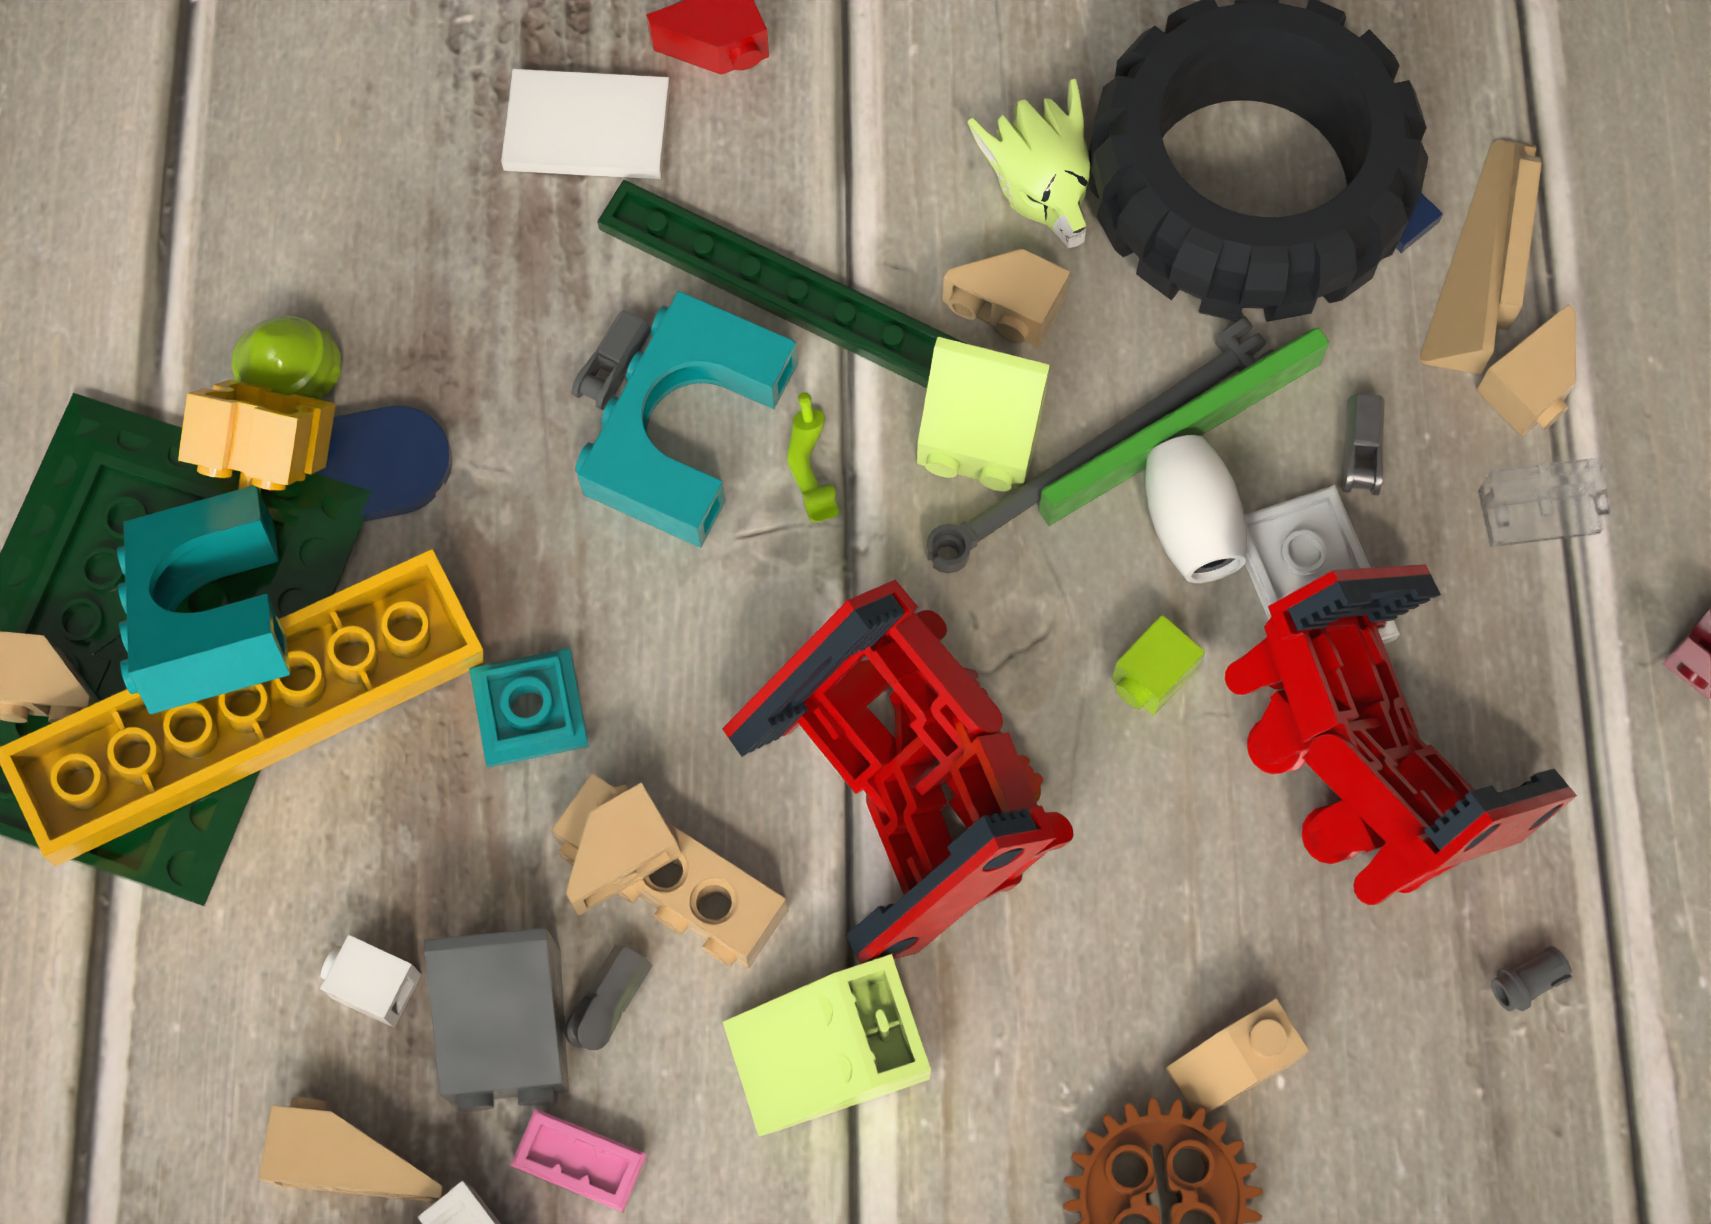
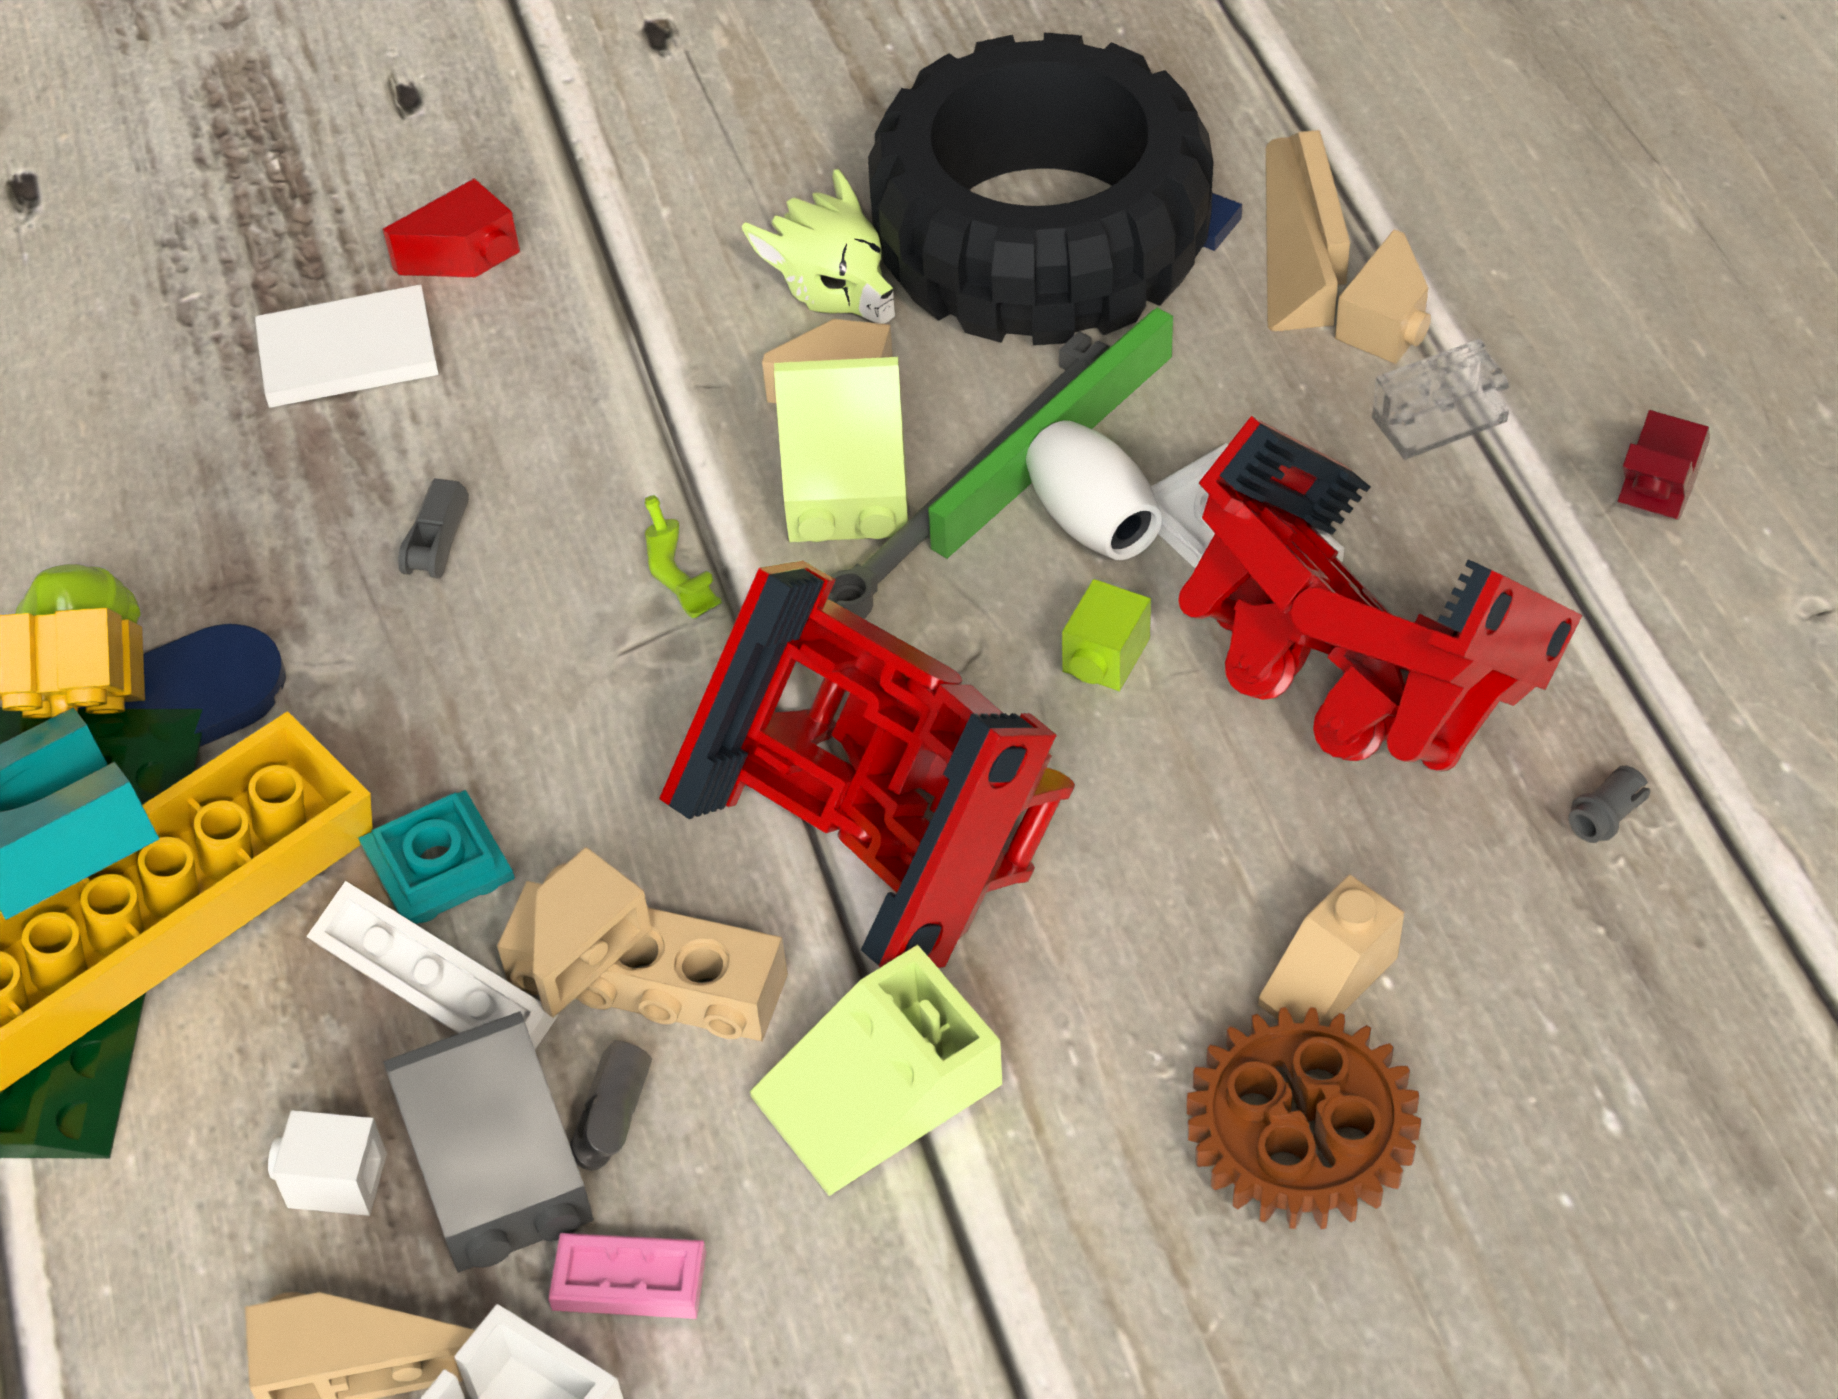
camera: 15 degrees left, 20 degrees down
(492, 825) = (421, 966): none -> white plate
(687, 347) = (511, 495): teal arch -> none
(772, 282) = (585, 426): dark green tile -> none
(1364, 440) = (1238, 392): flat silver bar -> none

